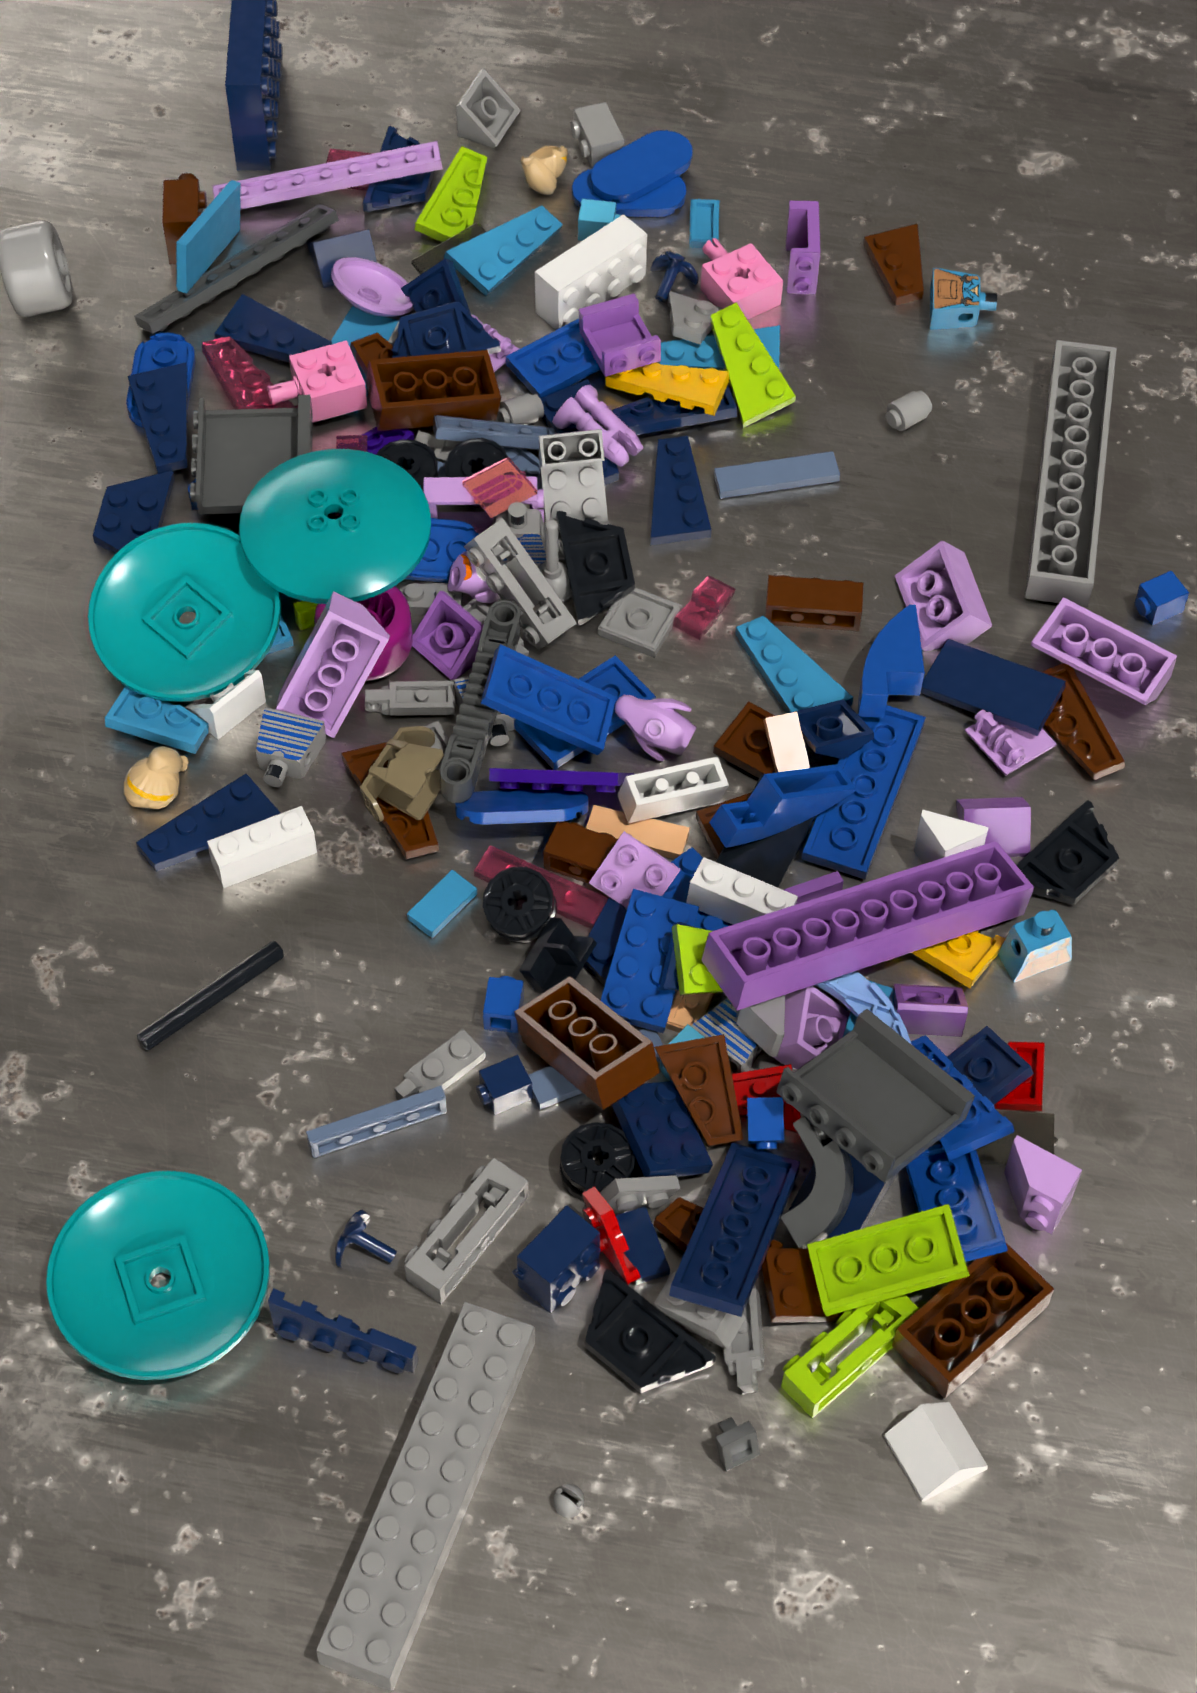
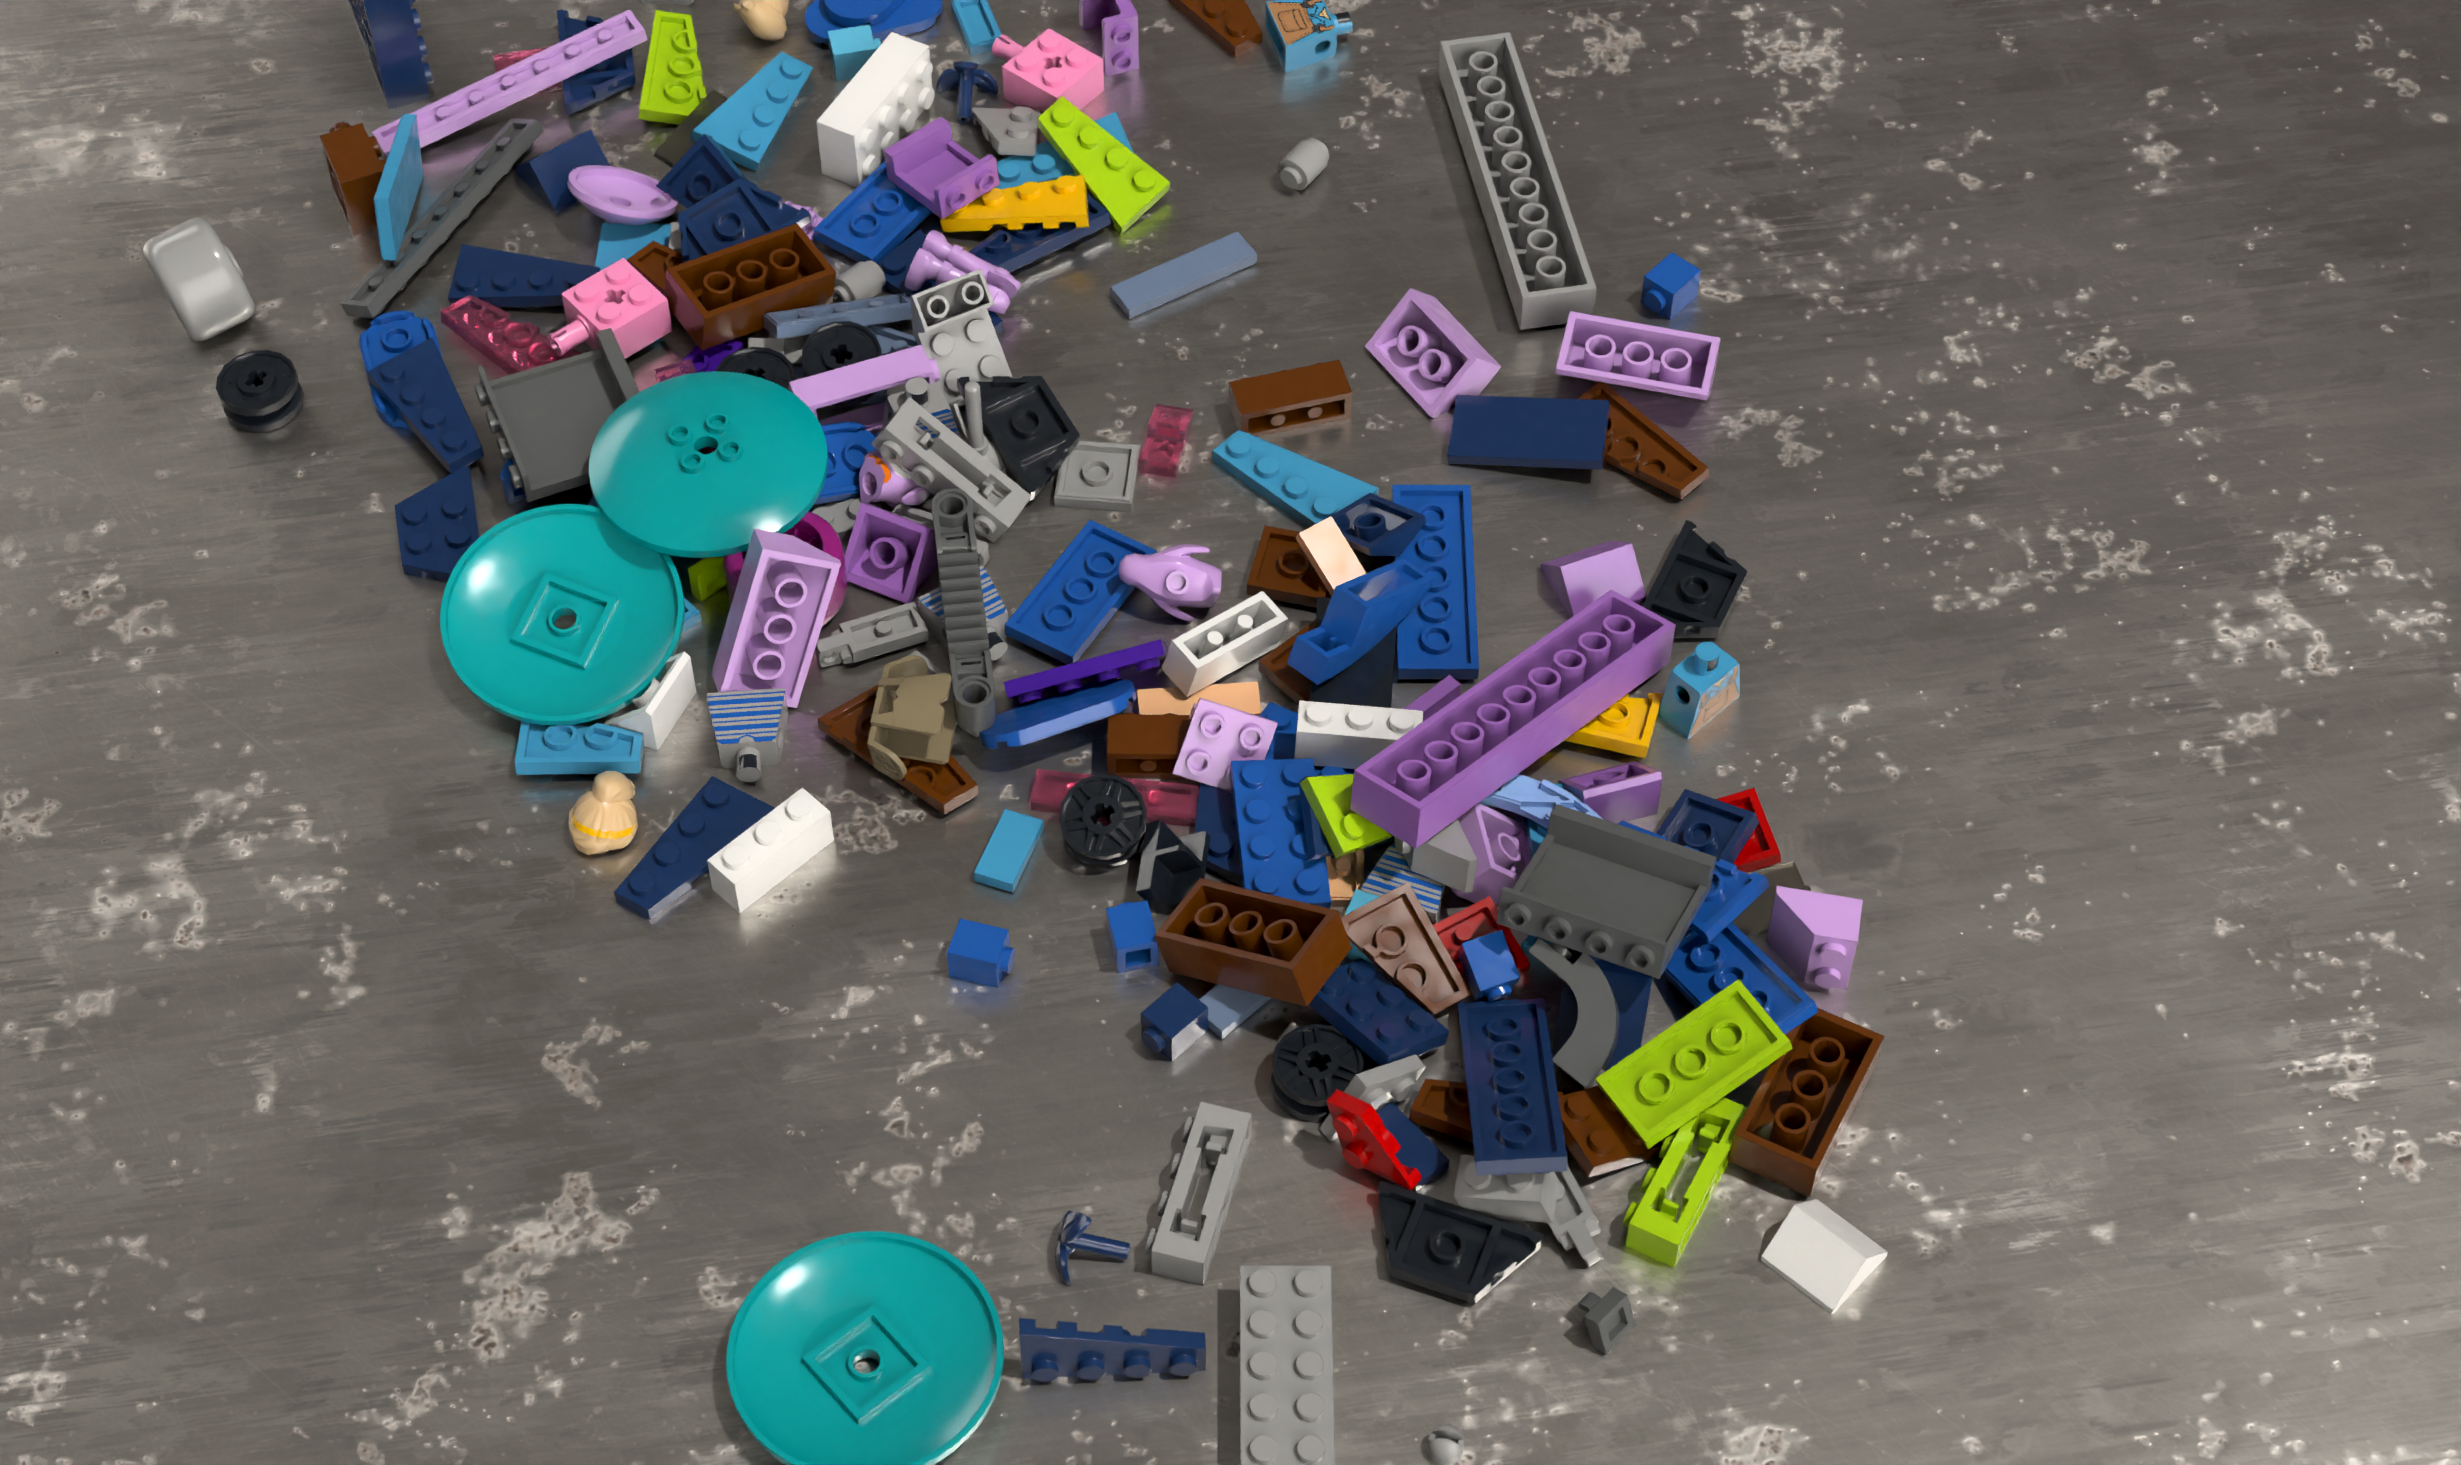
camera: 20 degrees left, 5 degrees down
(47, 368) = (259, 391): none -> black wheel
(210, 995) = (780, 1035): black axle -> none
(376, 1122) = (1042, 1109): sand blue tile -> none
(382, 980) = (980, 953): none -> blue brick
(442, 1065) = (1088, 1029): light grey hinge -> none
(499, 487) = (883, 367): clear pink piece -> none
(548, 699) = (1044, 584): blue plate -> none
(559, 1260) = (1325, 1187): dark blue brick -> none
(678, 499) = (1083, 332): dark blue wing -> none
(892, 664) = (1411, 439): blue slope -> none
(944, 836) = (1552, 600): white slope -> none
(1007, 745) = (1569, 489): lavender hinge -> none

